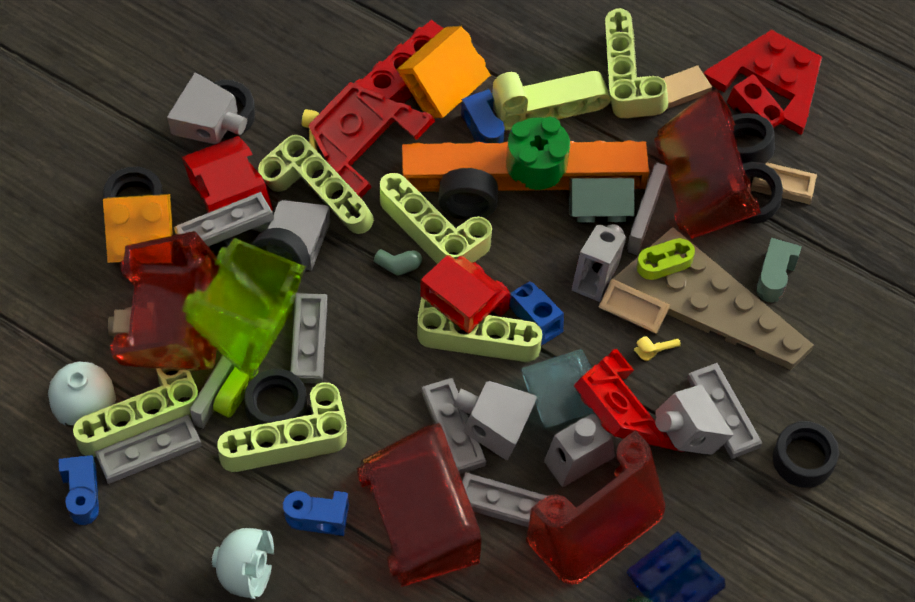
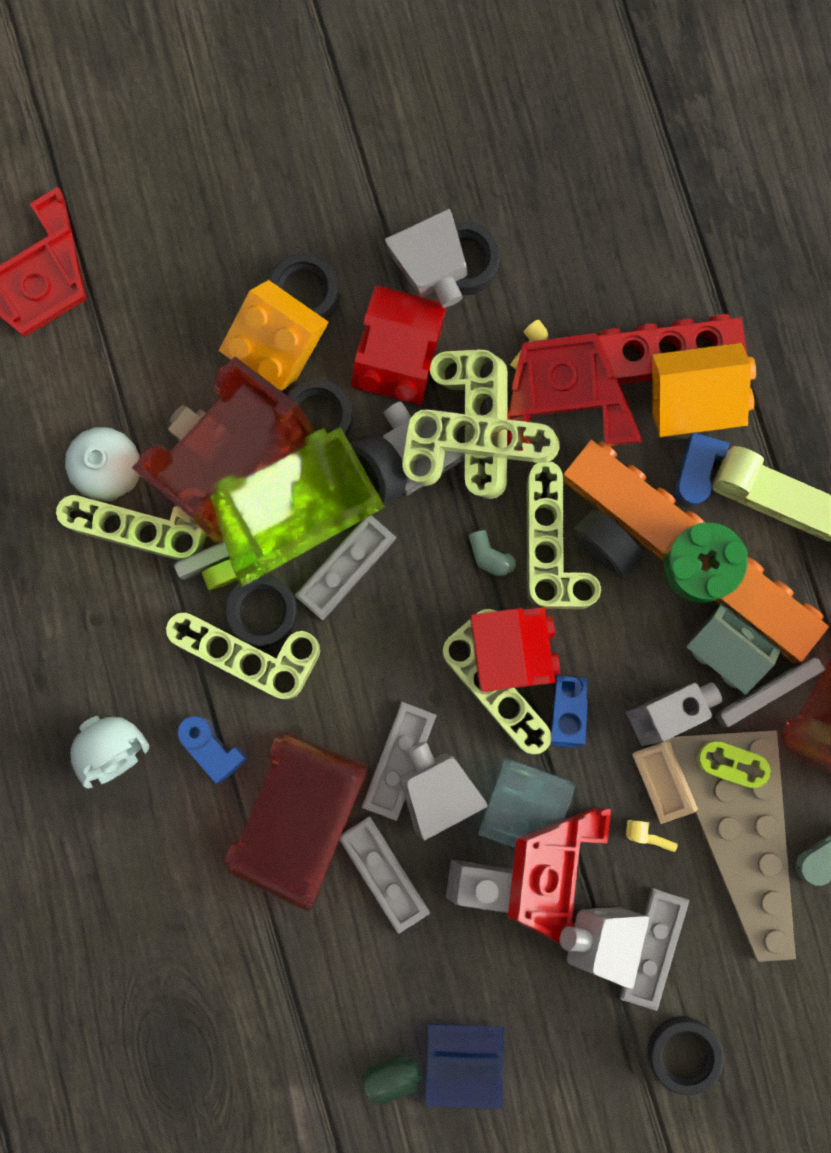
camera: 45 degrees right, 25 degrees up
(83, 495) = (33, 559): blue leg -> none
(148, 449) = (120, 563): light grey tile -> none
(229, 220) = (353, 393): light grey tile -> none
(337, 185) = (481, 443): none -> yellowish green beam
(587, 537) = (489, 980): clear red windscreen -> none

